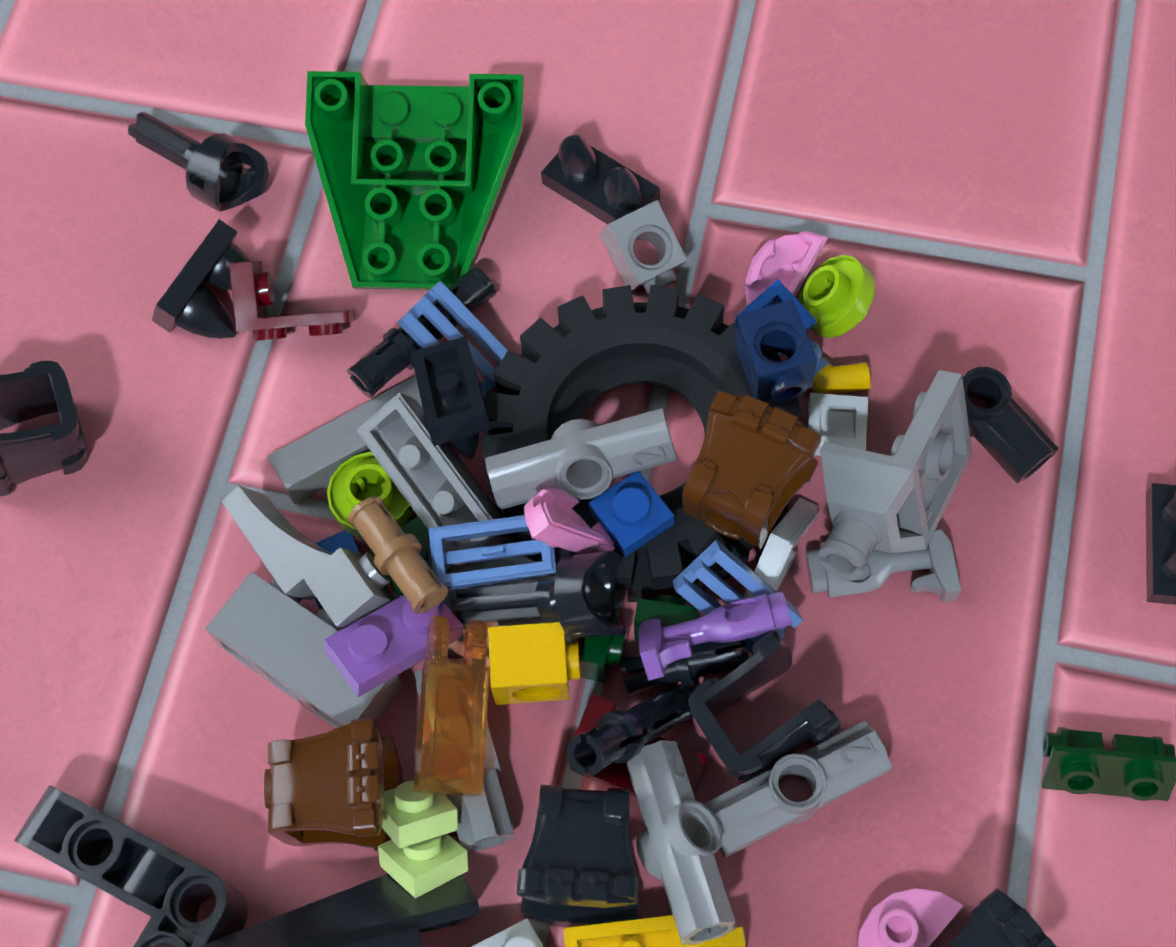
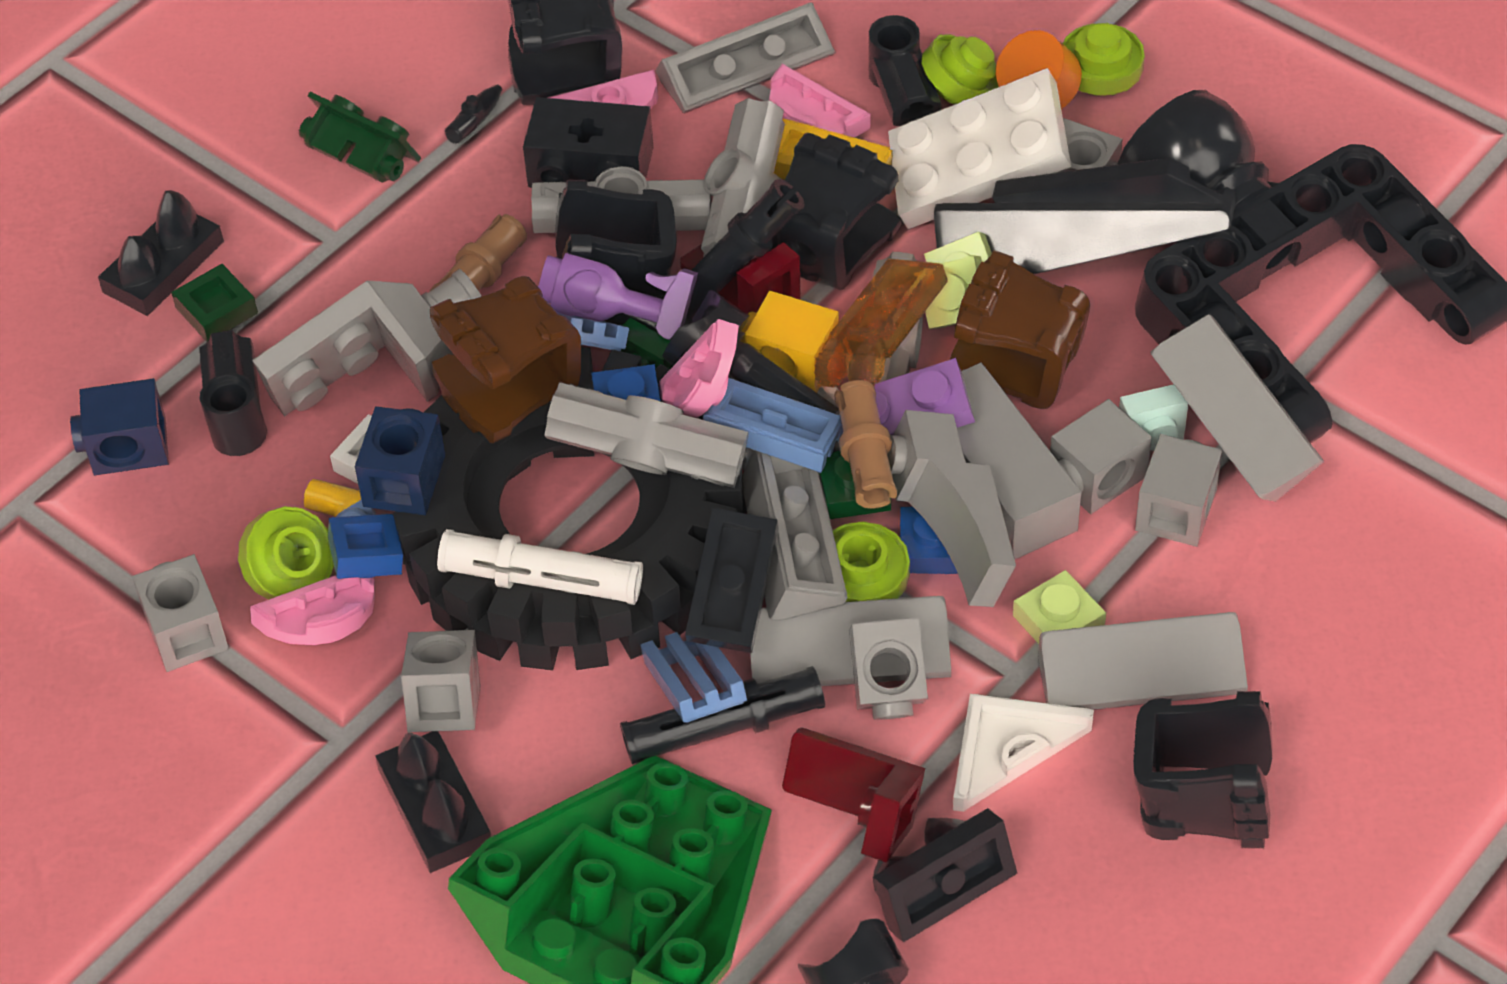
camera: 155 degrees left, 15 degrees down
(97, 779) = (1237, 408): none -> light grey slope
(112, 527) = (1143, 661): none -> light grey slope
(132, 701) = (1178, 489): none -> light grey brick
(180, 766) = (1157, 412): none -> light aqua plate
(197, 421) = (1009, 739): none -> white tile
(199, 546) = (1057, 606): none -> yellowish green plate
(216, 701) = (1102, 454): none -> light grey brick
(307, 410) = (899, 638): none -> light grey brick
(604, 317) = (544, 567): none -> white pin
(885, 201) = (180, 612): none -> light grey brick
(887, 663) = (484, 258): none -> medium nougat pin
(912, 856) = (585, 139): none -> black brick
(1027, 863) = (473, 113): none -> black helmet
(1059, 350) = (121, 427): none -> dark blue brick
(1088, 510) = (214, 302): none -> dark green plate

